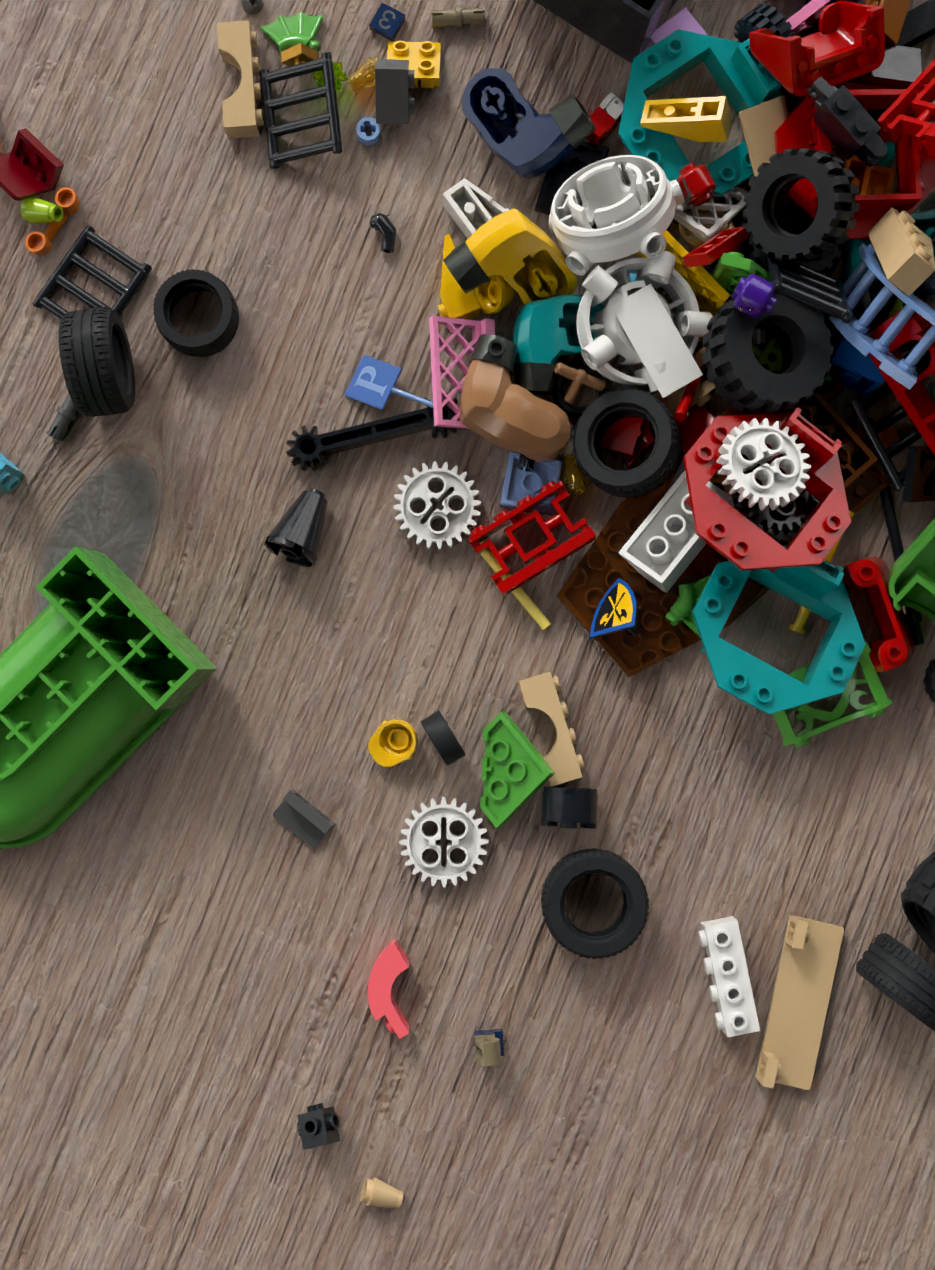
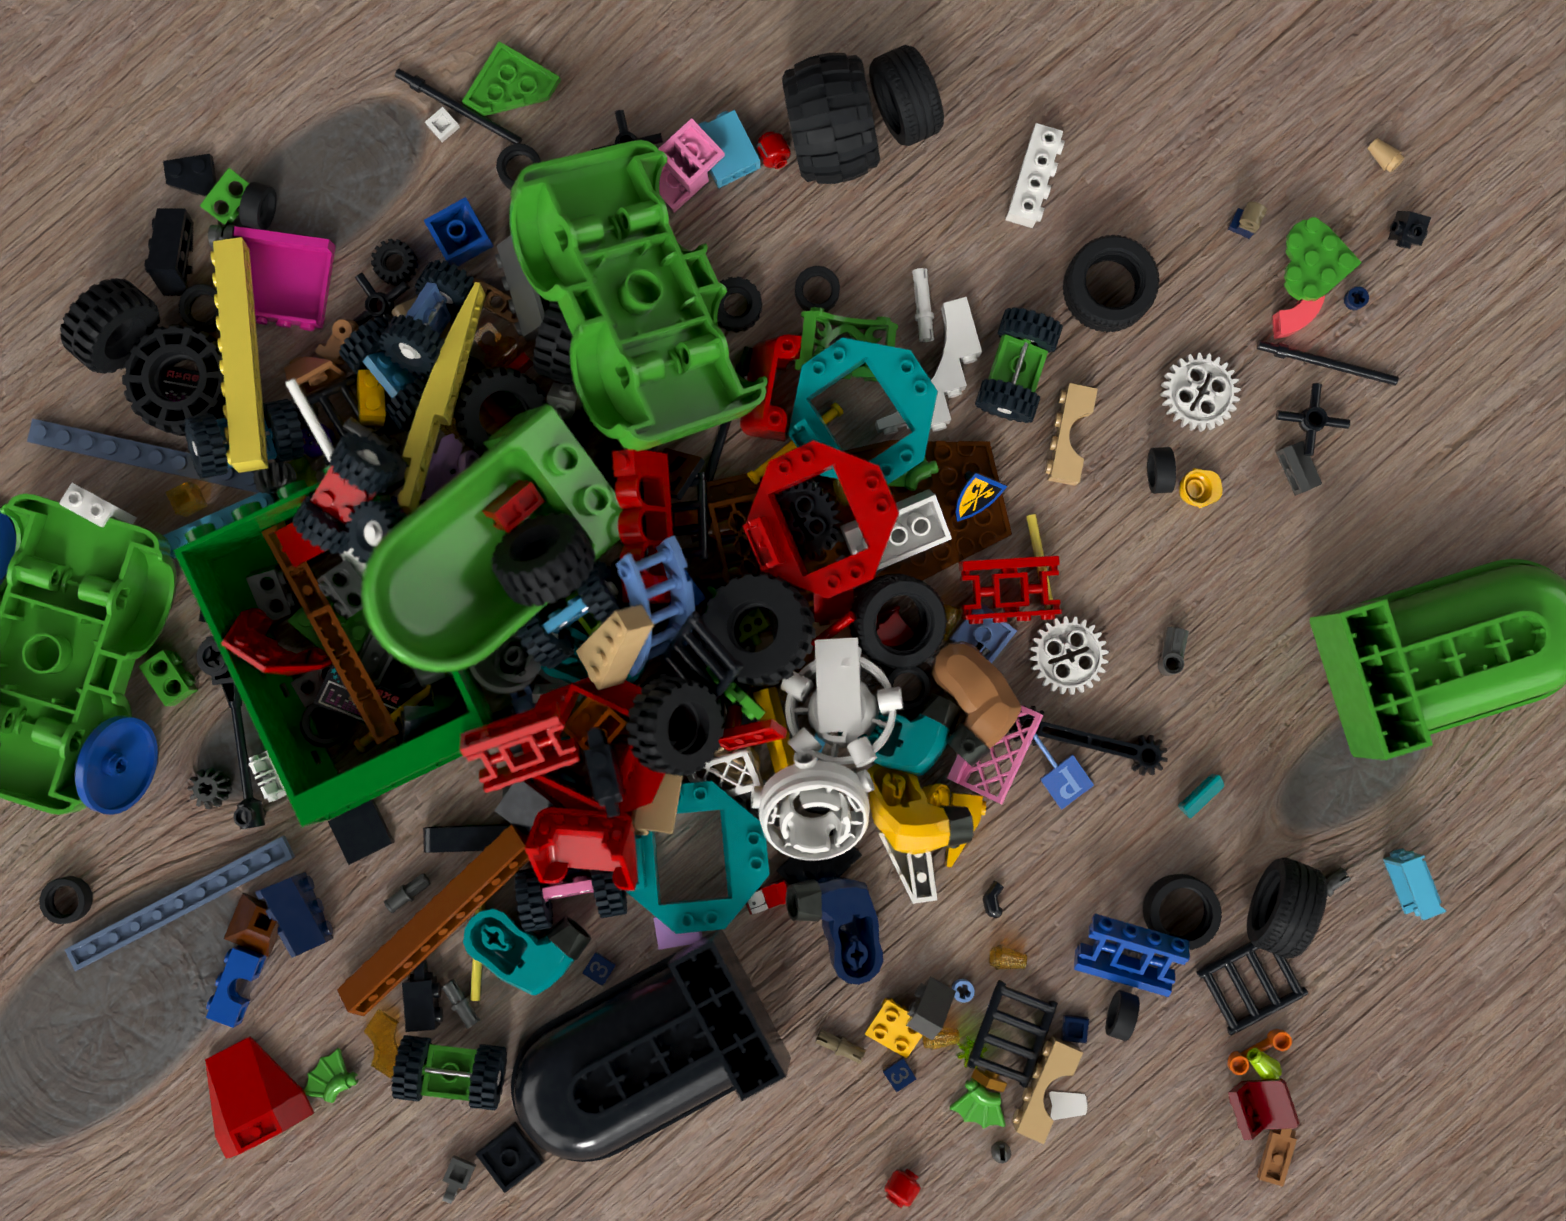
camera: 145 degrees left, 0 degrees up
(203, 182) = (1122, 1015): none -> black tyre
(211, 79) = (1067, 1105): none -> white sticker
(225, 243) = (1128, 969): none -> blue fence
(234, 439) = (1201, 795): none -> teal slope
(241, 152) = (1075, 1029): none -> dark blue tile
(300, 529) = (1186, 694): black cone -> none
(304, 878) = (1306, 425): none -> black bar
(327, 1031) = (1363, 297): none -> dark blue bush
(336, 567) = (1173, 648): none -> dark grey piece
(342, 182) = (1006, 958): none -> clear yellow cone
(381, 930) = (1282, 350): none -> black bar
(397, 1040) = (1316, 260): none -> bright green plate
(510, 770) = (1121, 418): bright green plate -> none
(569, 807) = (1091, 365): black brick -> none
(579, 378) = (908, 693): medium nougat piece -> none
(644, 767) = (1018, 364): none -> black plate
(690, 118) = (711, 853): yellow slope -> none
(696, 184) = (734, 797): red head -> none
(705, 719) = (960, 345): none -> white arch
(751, 442) = (816, 517): white gear -> none
(754, 296) = (758, 670): dark purple head -> none
(763, 772) = (922, 298): none -> white pin
(799, 1003) = (991, 128): tan bracket -> none
(905, 739) = (819, 271): none -> black tyre

